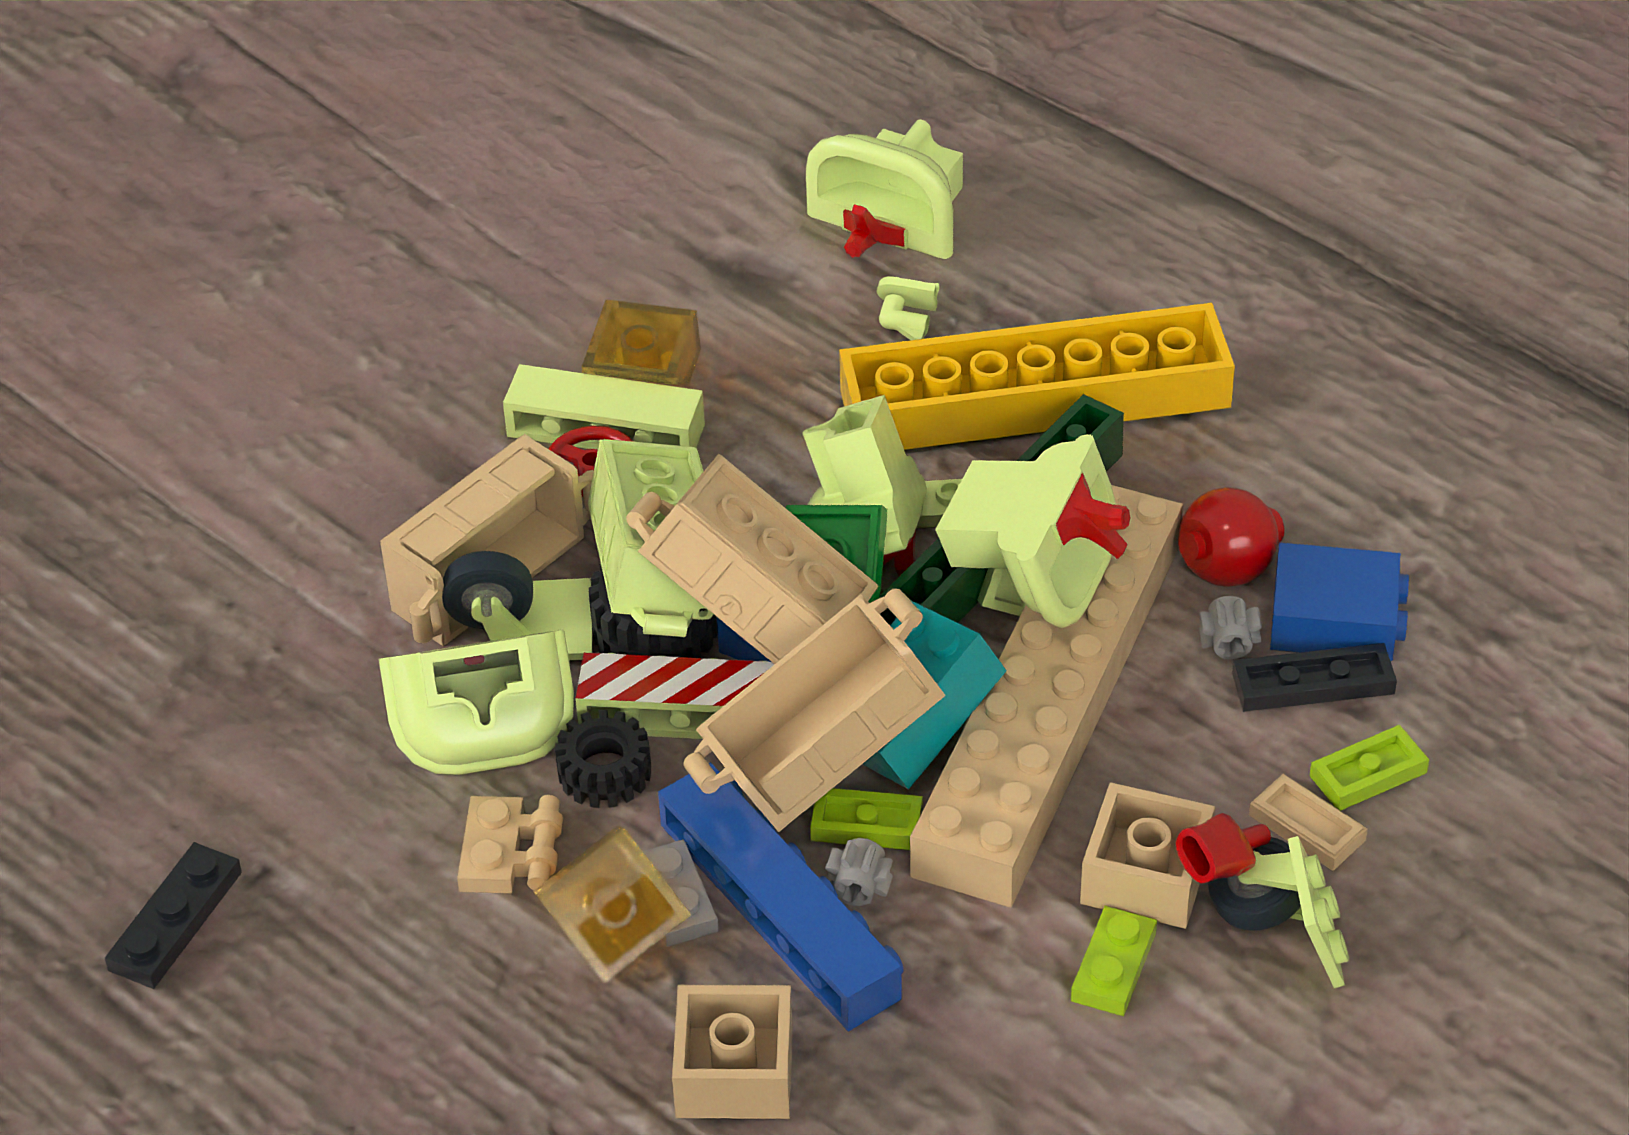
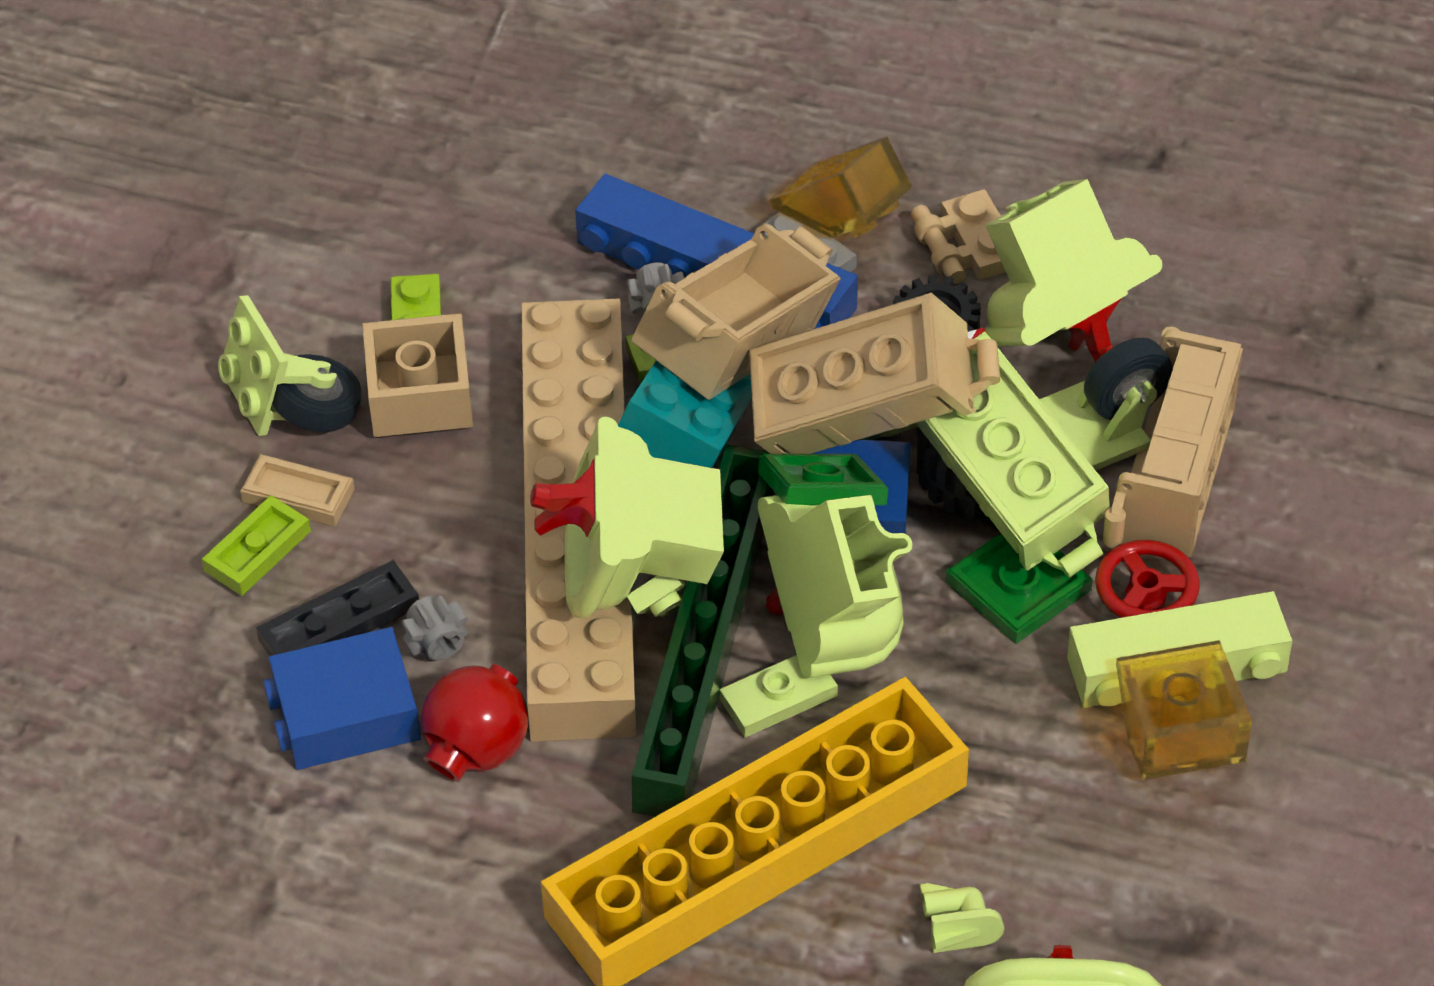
camera: 155 degrees right, 5 degrees up
(173, 915) = (1188, 101): black plate -> none
(733, 1051) = (673, 119): tan brick -> none
(1219, 848) = (344, 352): red piece -> none

